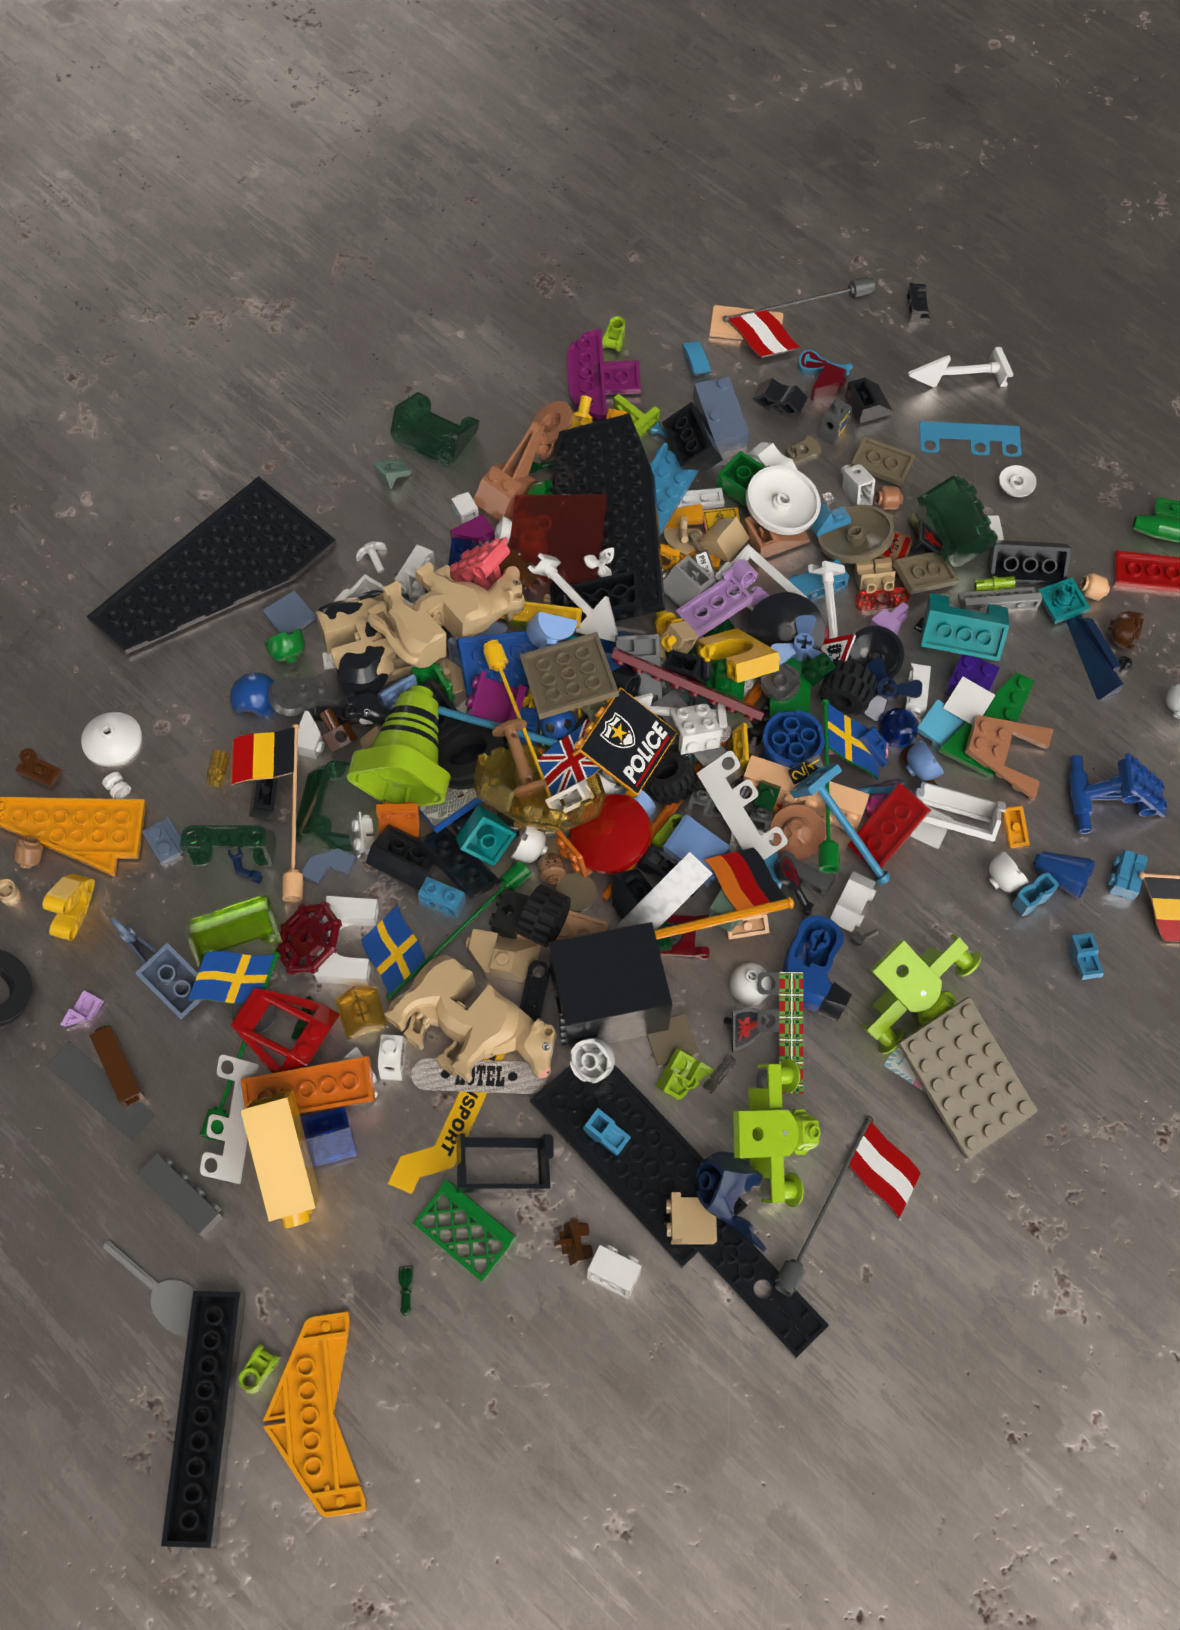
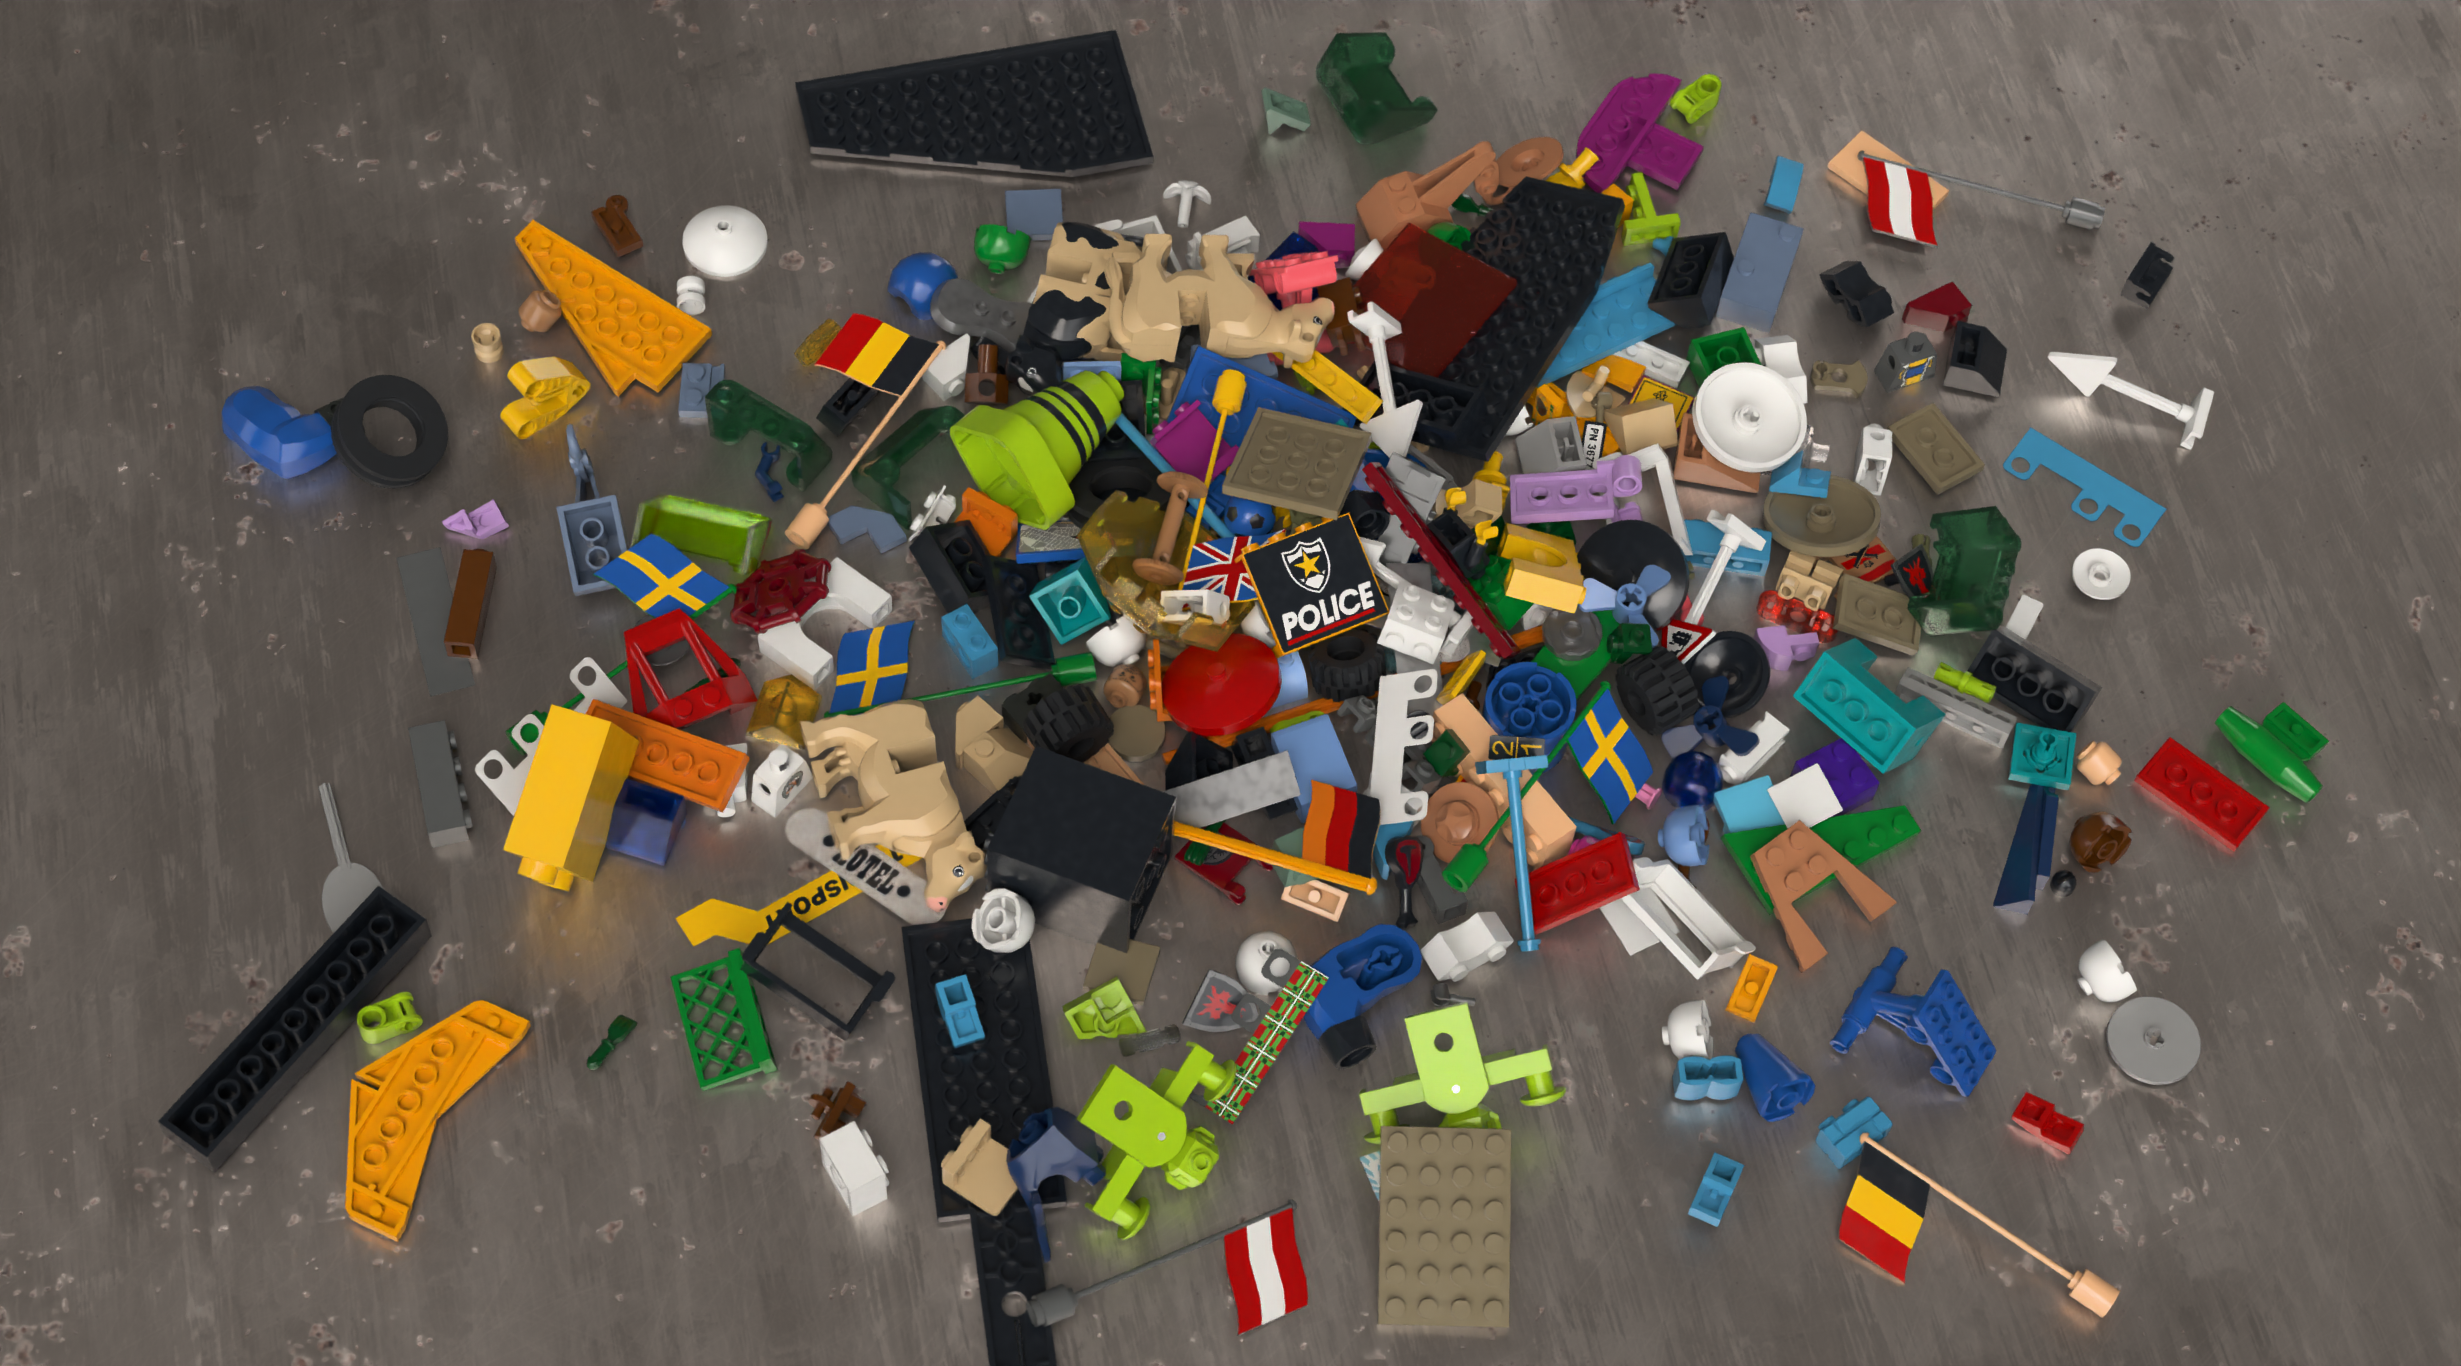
camera: 30 degrees right, 5 degrees down
(464, 507) = (1341, 204): white brick -> none
(549, 629) = (1320, 399): light blue brick -> none
(604, 558) = (1457, 356): white plant -> none
(812, 363) = (1940, 270): dark azure piece -> none
(875, 745) = (1639, 780): blue tile -> none
(888, 498) = (1904, 497): nougat head -> none

